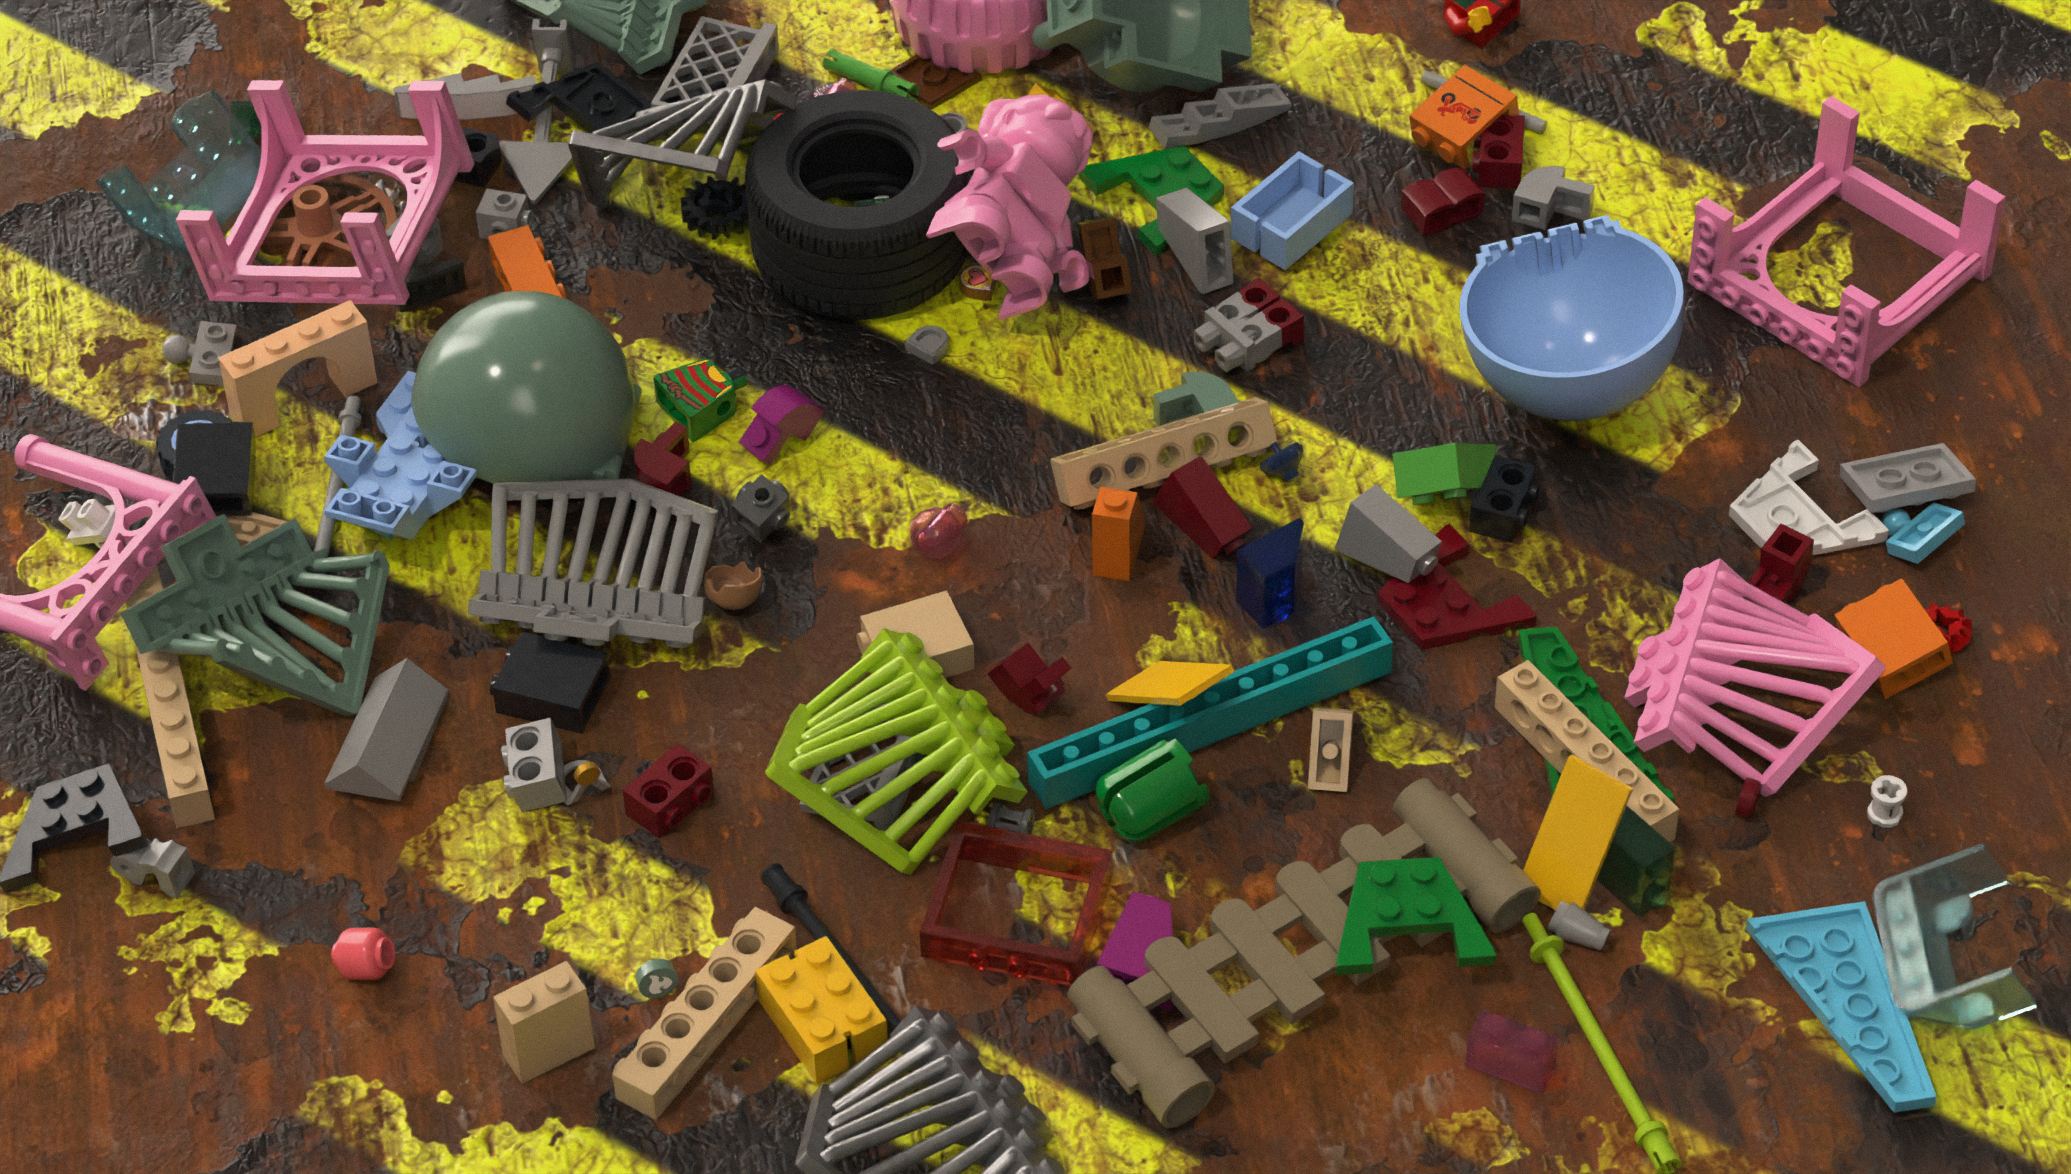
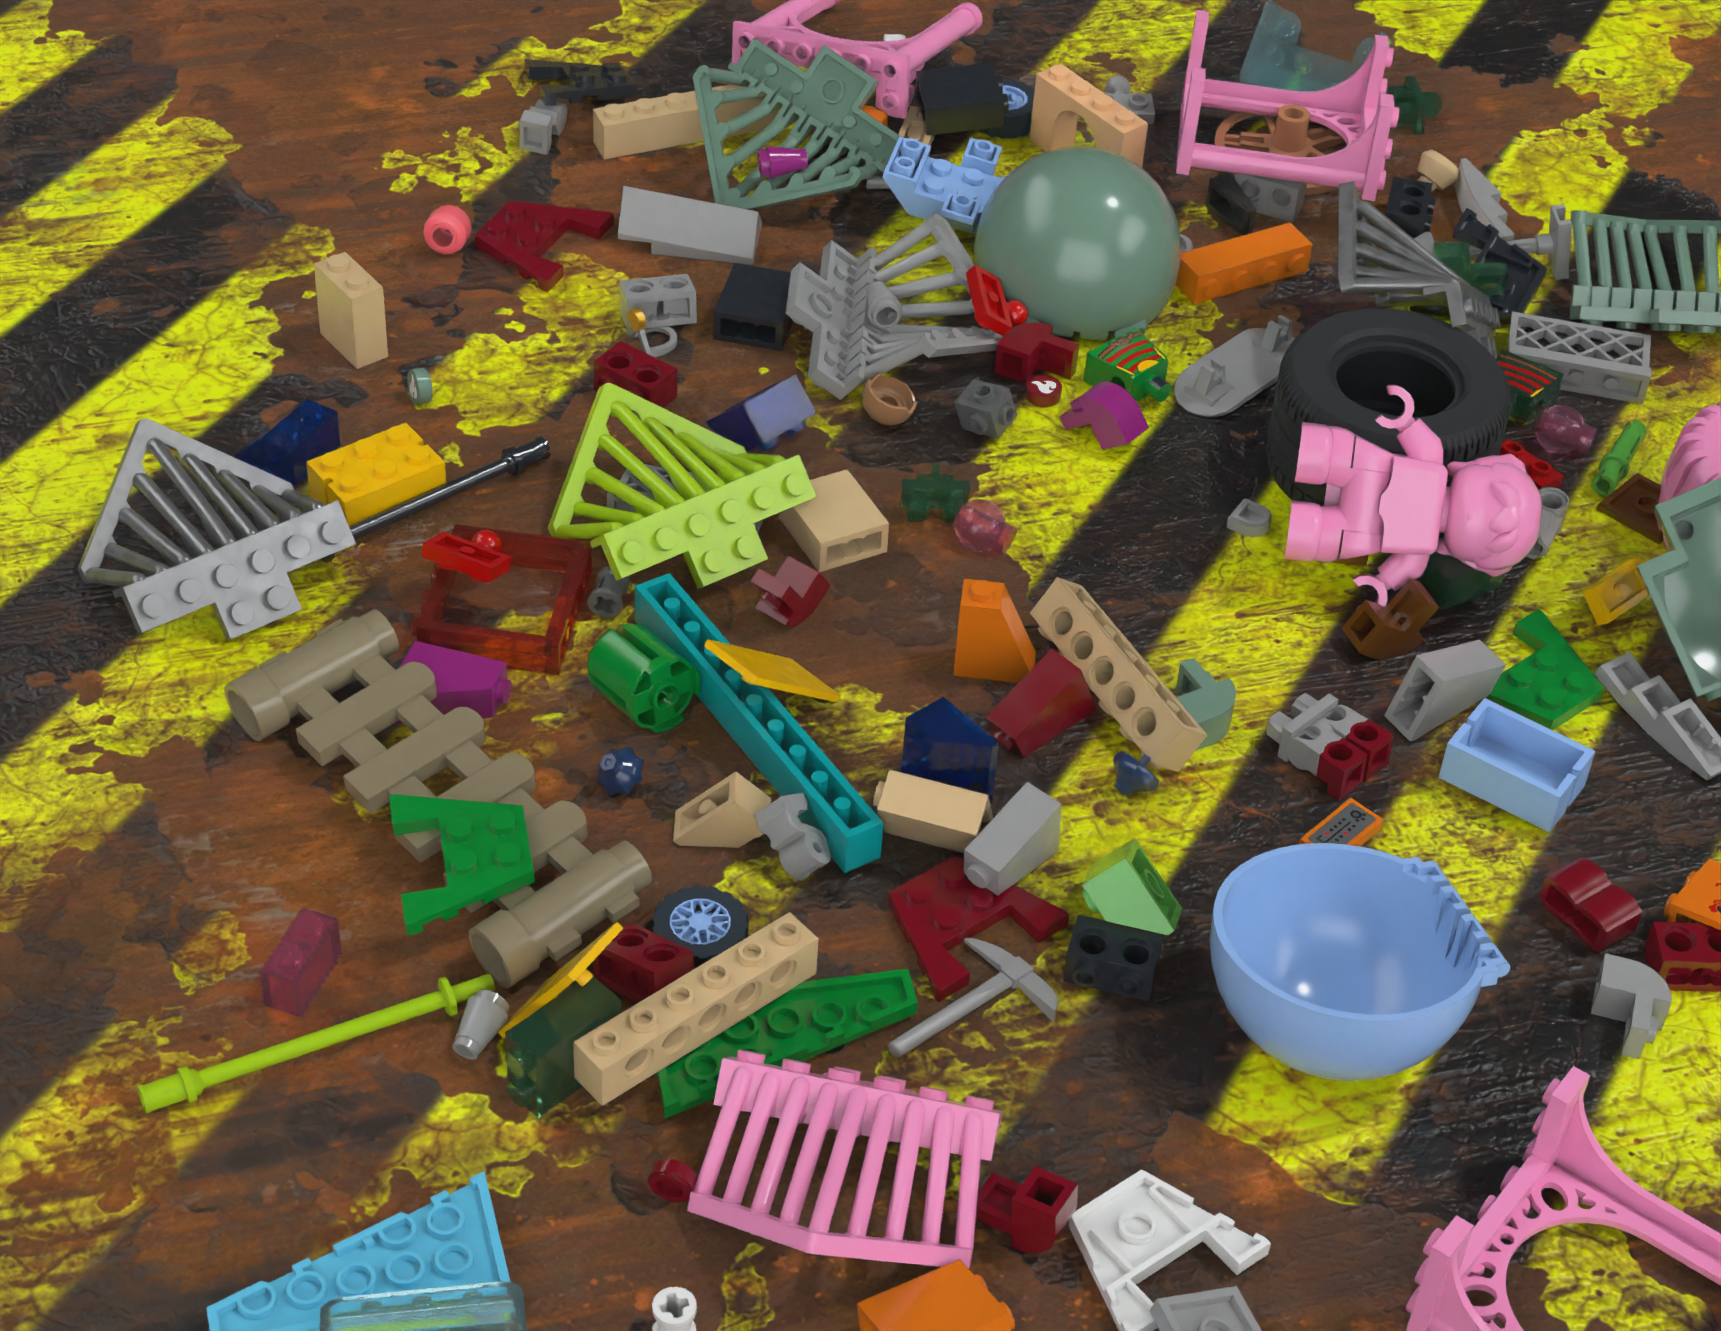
camera: 80 degrees right, 5 degrees down
(330, 627) = (780, 161): none -> magenta cone
(367, 892) = (527, 230): none -> dark red wing
(395, 118) = (1437, 170): none -> tan cone
(502, 212) = (1324, 236): light grey brick -> none
(596, 565) = (882, 306): none -> light grey cone
(597, 116) = (1485, 277): none -> clear green brick
(614, 471) = (990, 304): none -> red plate
(700, 317) = (1234, 370): none -> light grey piece
(701, 1014) = (372, 408): tan brick -> none
(715, 470) = (1043, 390): none -> dark red tile
(739, 1092) = (293, 440): none -> clear blue slope
(741, 689) = (765, 415): none -> clear blue slope
(882, 560) = (933, 491): none -> clear green hips
(990, 913) = (477, 558): none -> red plate
(1266, 820) = (620, 771): none -> dark blue piece
(1351, 342) = (1346, 825): none -> tile
(1354, 583) = (931, 811): none -> tan brick
(1364, 691) = (799, 845): none -> light grey leg
(1474, 753) = (701, 921): none -> wheel
(1510, 570) = (1012, 973): none -> light grey piece
(1521, 800) = (641, 962): none -> dark red brick

